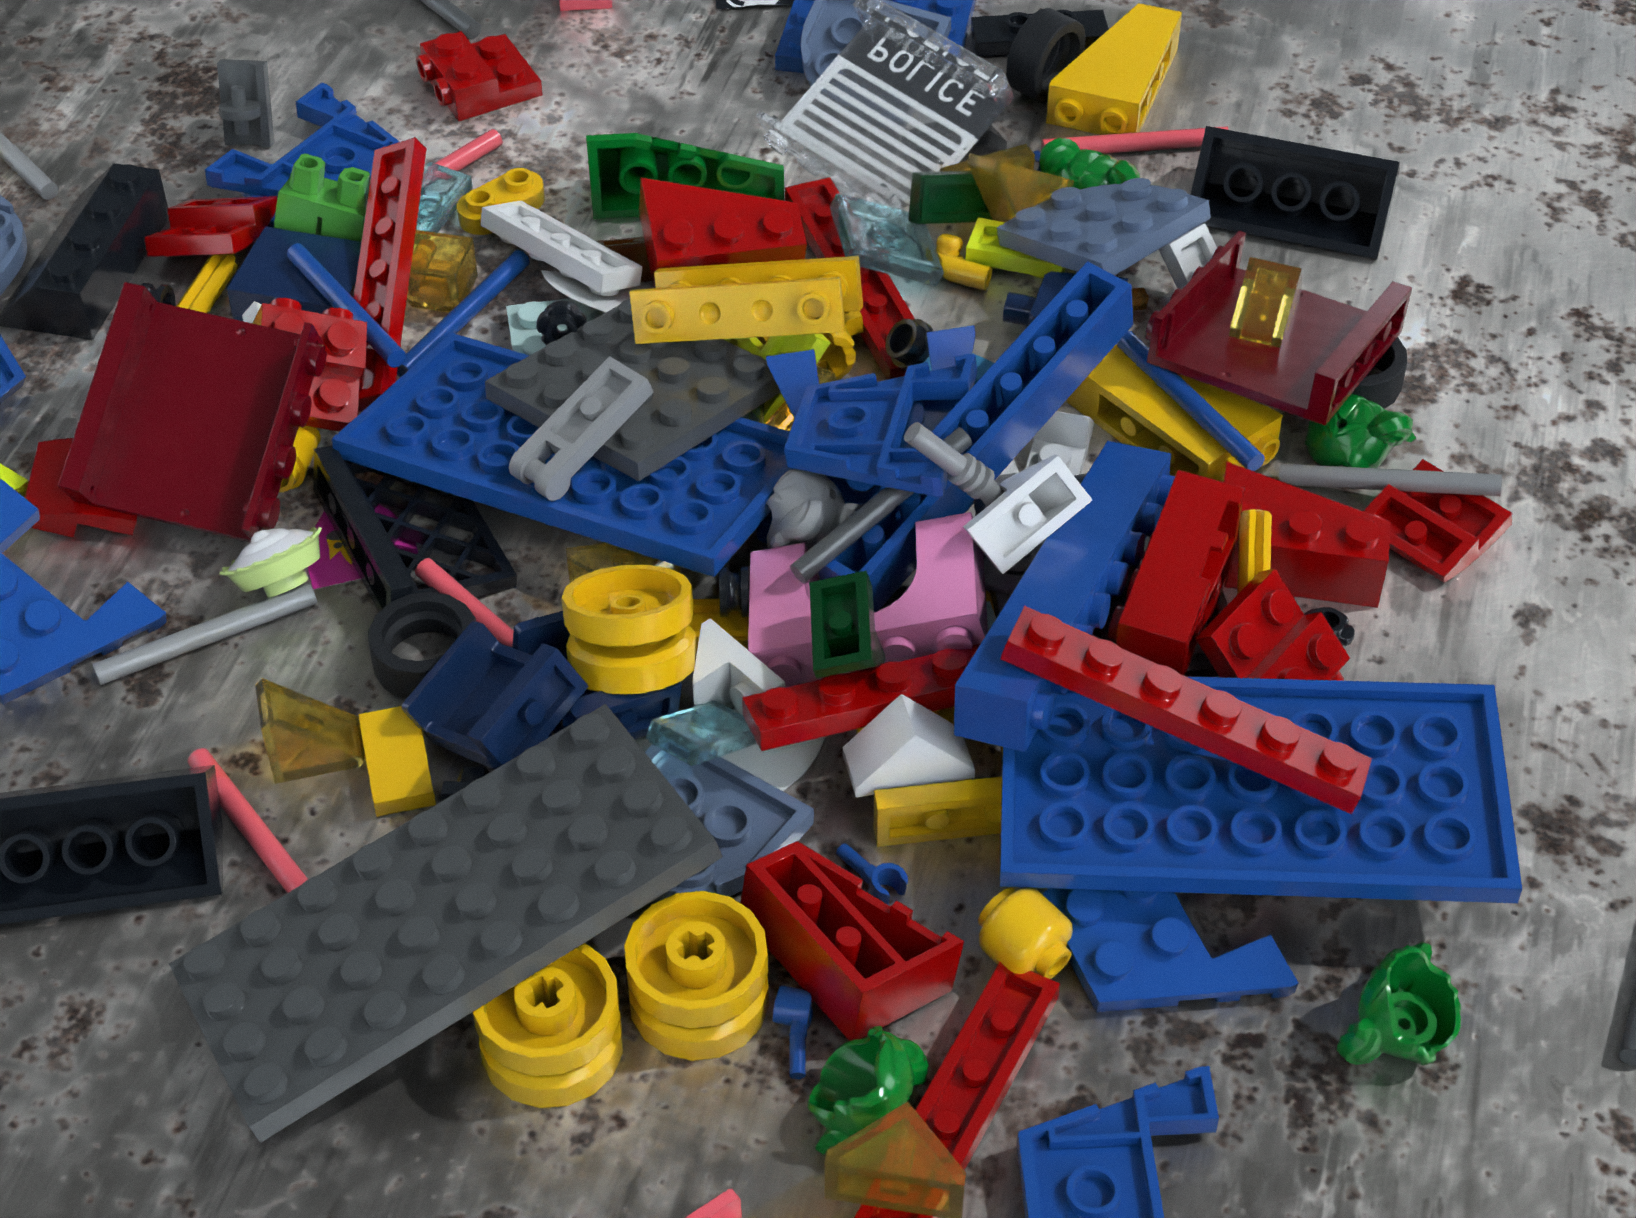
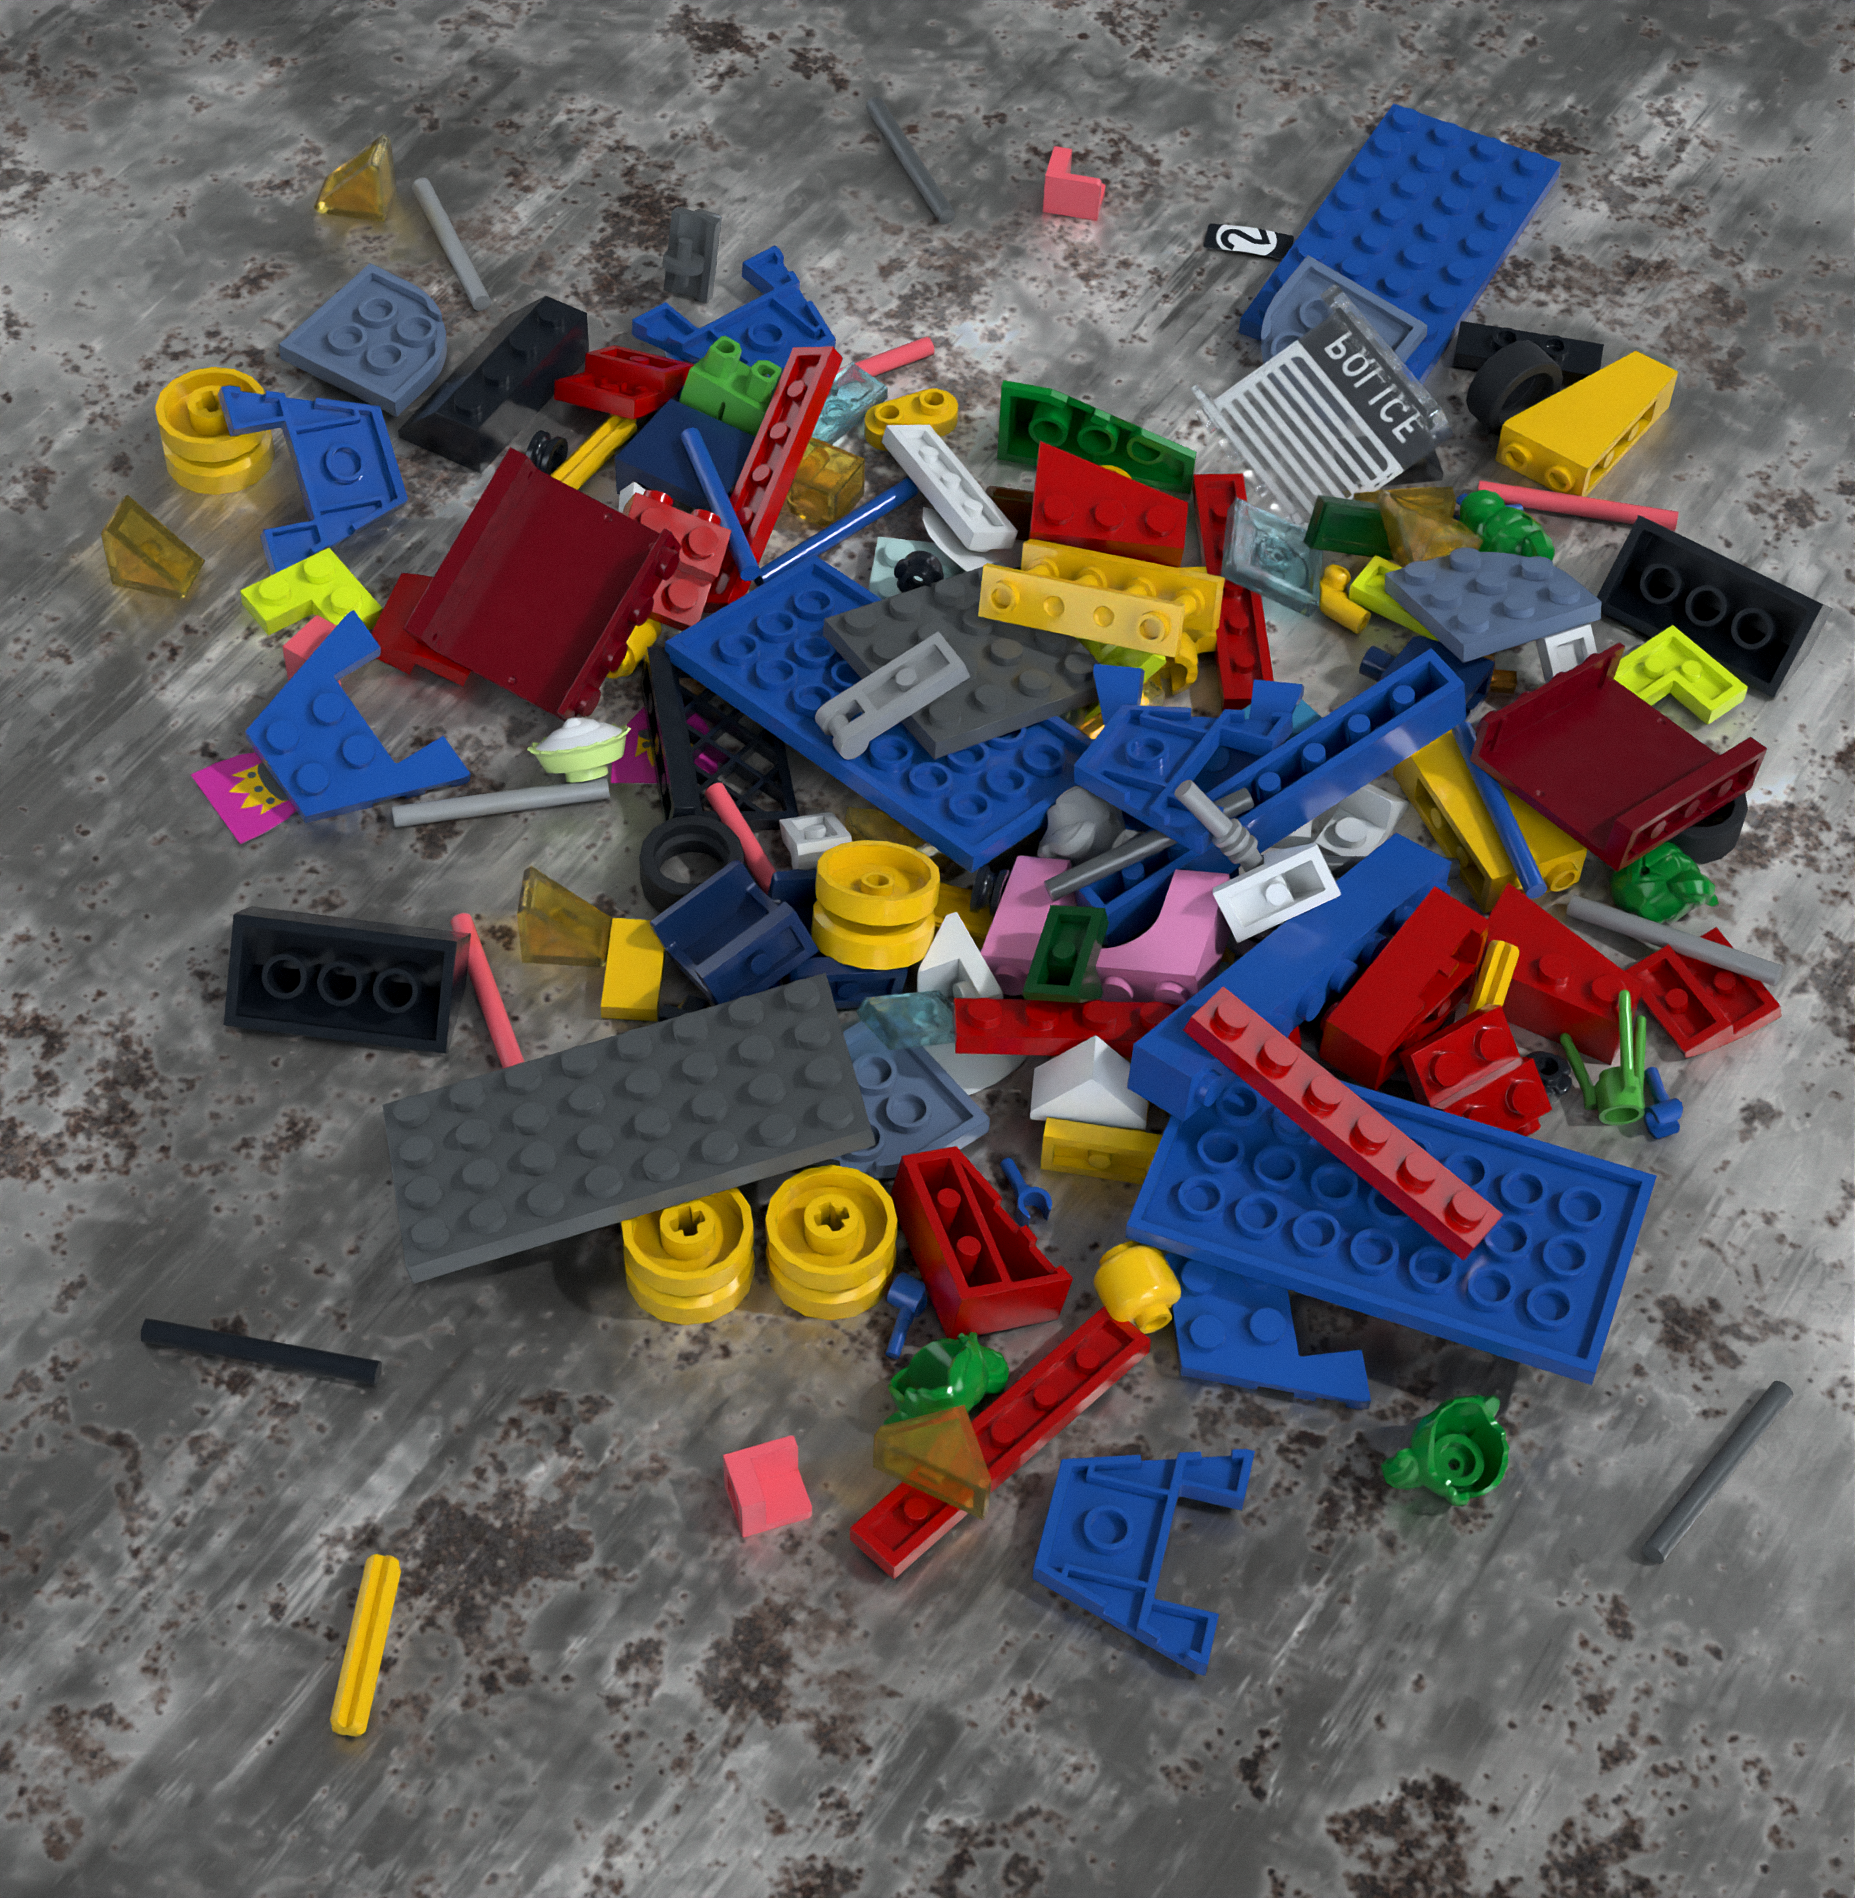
camera: 15 degrees right, 5 degrees up
(476, 75) = (933, 270): red plate -> none
(539, 587) = (811, 836): none -> white slope
(908, 342) = (1241, 675): black plate -> none
(1266, 302) = (1613, 728): clear yellow slope -> none
(1321, 260) = (1680, 668): none -> neon yellow plate
(1400, 623) = (1620, 1088): none -> bright green plant
(1448, 636) = (1663, 1115): none -> blue hand

